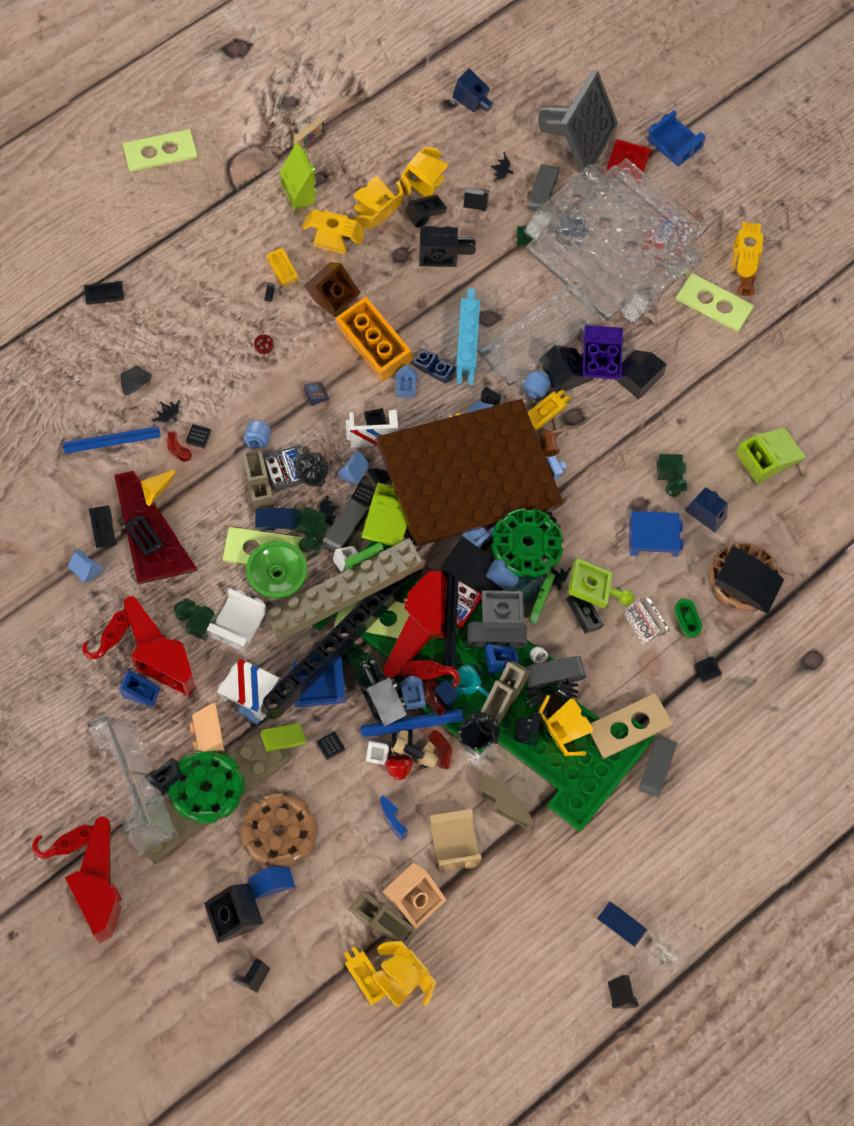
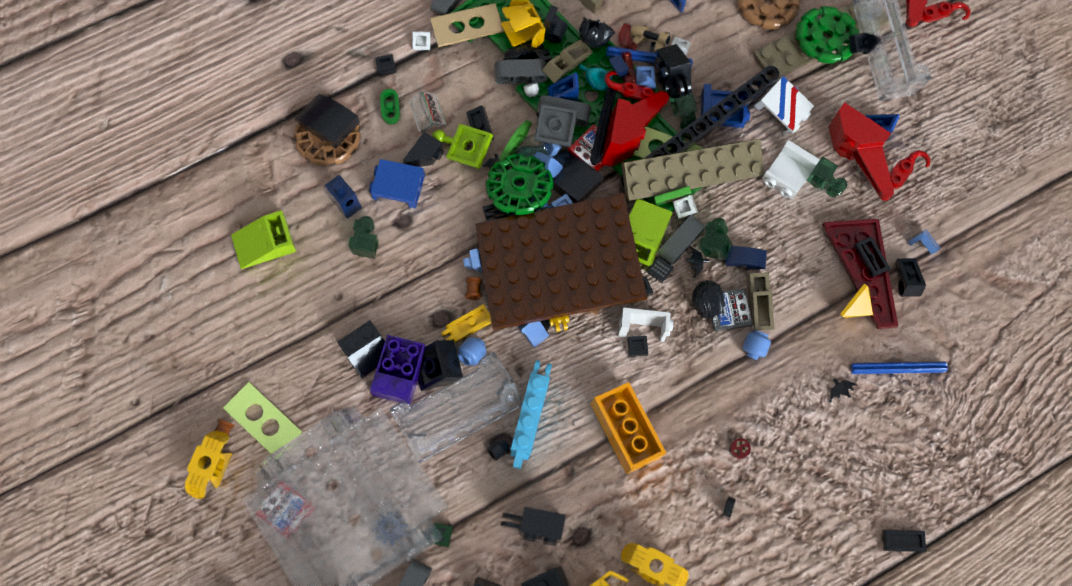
camera: 170 degrees left, 5 degrees up
(133, 379) = (874, 428): black tile -> none
(176, 449) = (836, 346): clear red arm -> none
(198, 436) = (813, 357): black tile -> none
(207, 730) = (821, 77): light nougat slope -> none
(238, 537) = (786, 236): yellowish green piece -> none
(276, 558) = (756, 195): bright green dish -> none
(282, 267) = (711, 541): yellow tile -> none
(283, 737) = (755, 65): lime tile -> none
(316, 393) = (693, 383): slope -> none
(330, 745) = (718, 57): black tile -> none
(332, 288) = (662, 499): reddish brown slope -> none
(354, 468) = (665, 294): medium blue tile -> none
(399, 766) = (666, 25): red cone -> none
(406, 382) = (601, 379): medium blue tile -> none
(433, 366) = (570, 394): dark blue slope -> none
(490, 397) = (520, 345): black tile -> none
(491, 308) = (498, 449): none -> black hose
(635, 572) = (424, 151): none -> black slope
(677, 707) = (421, 40): none -> white slope

